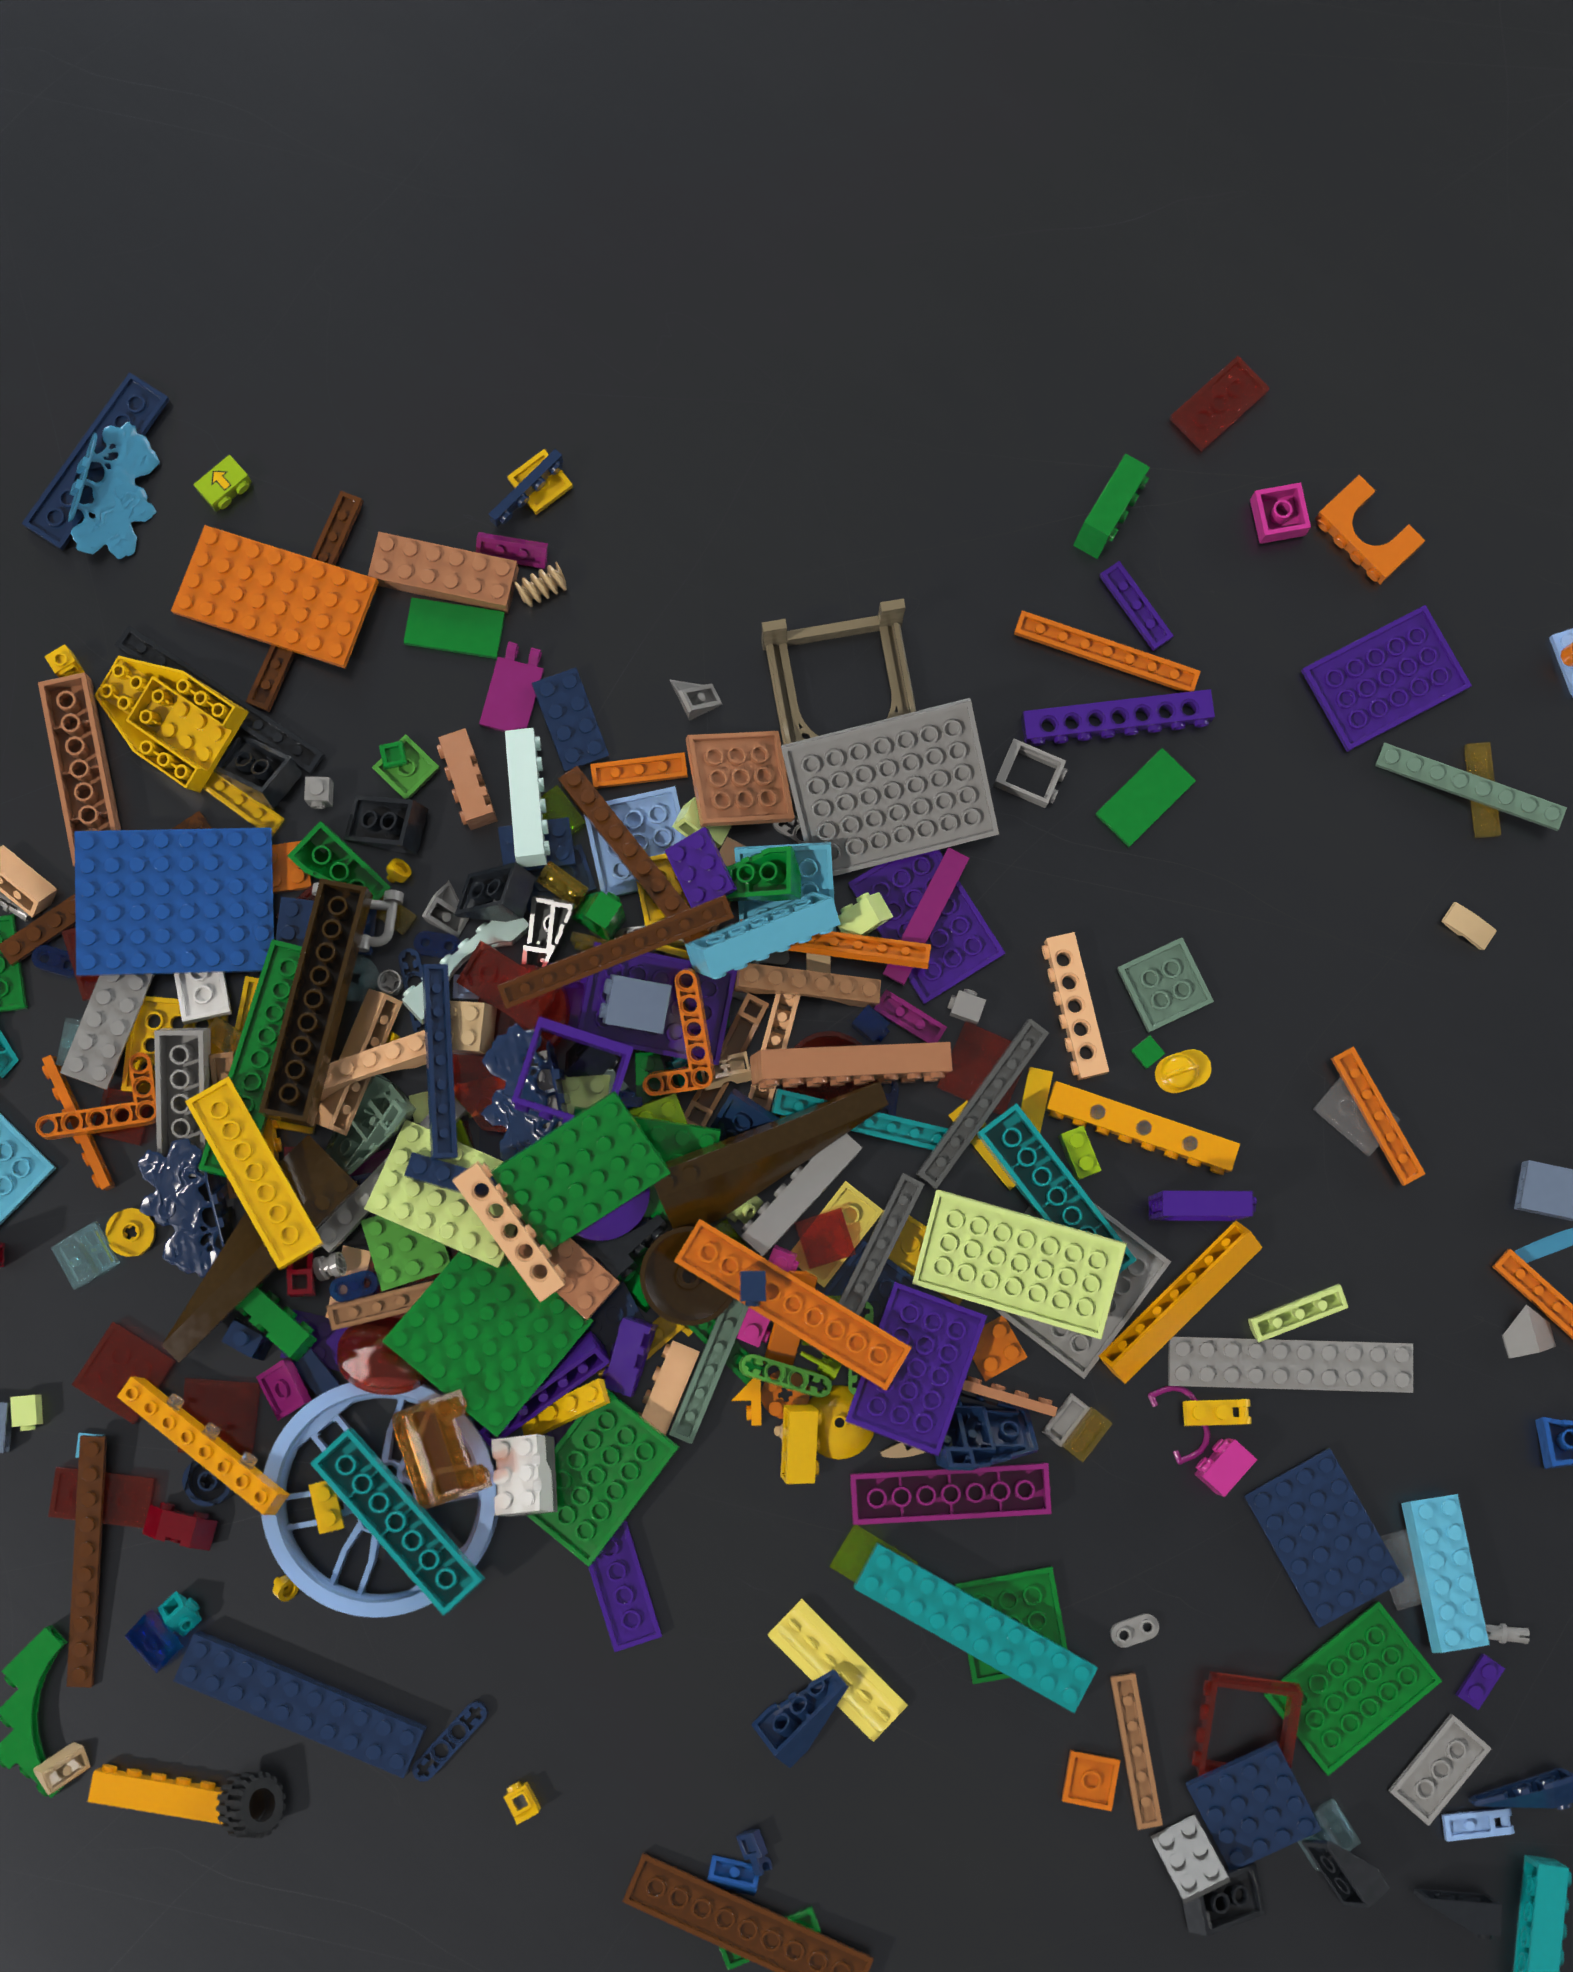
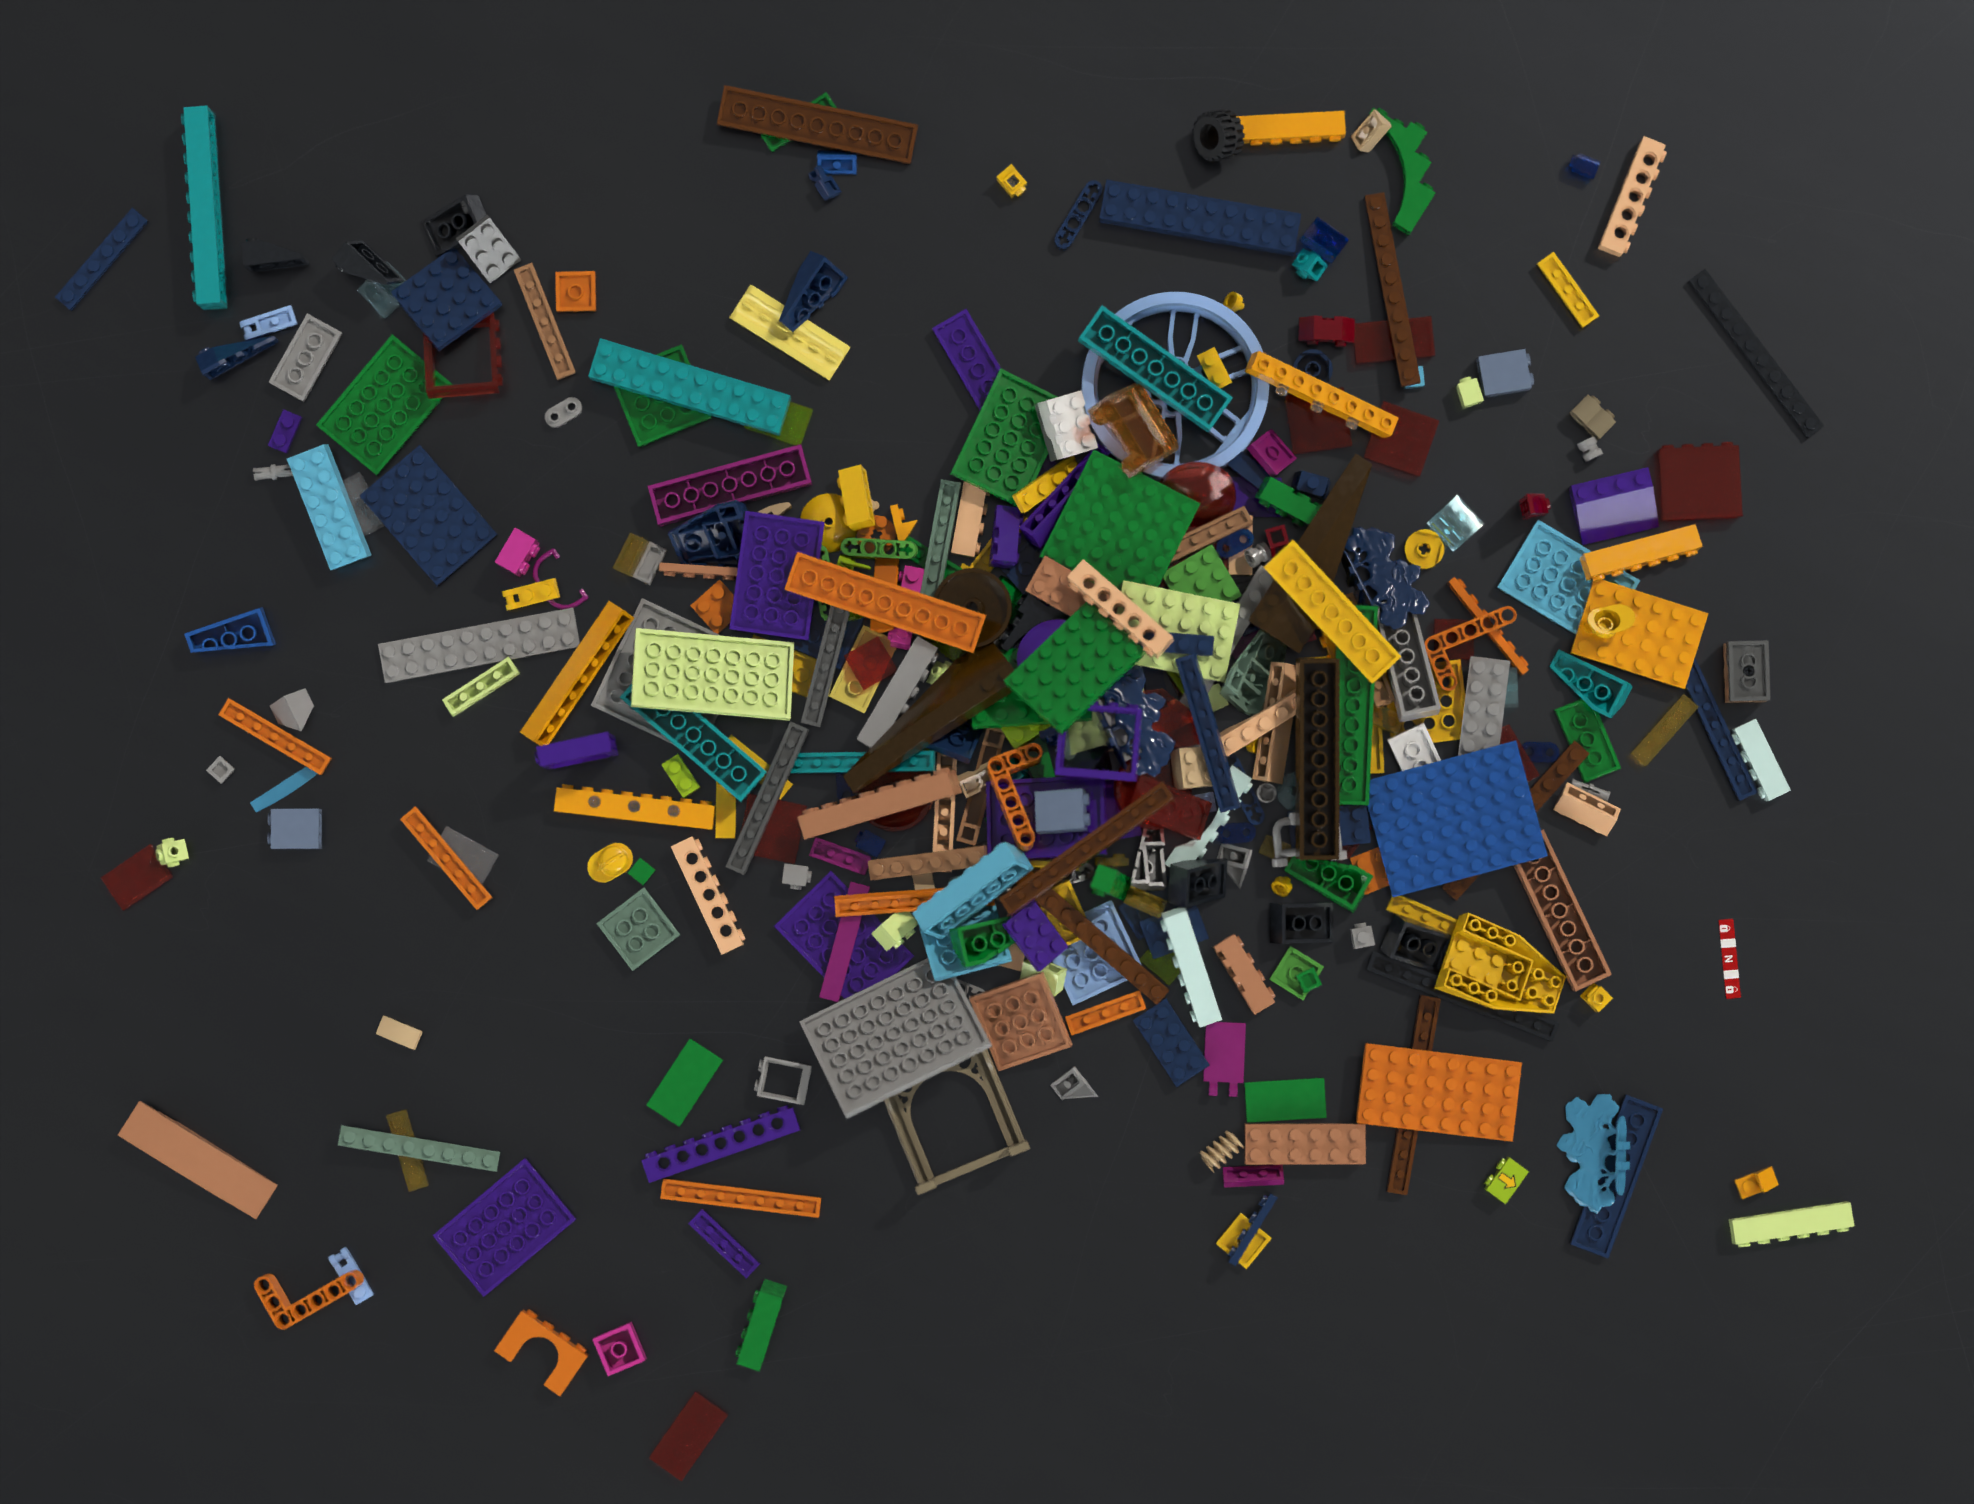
camera: 170 degrees right, 5 degrees up
(752, 1287) = (919, 607): dark blue brick -> none

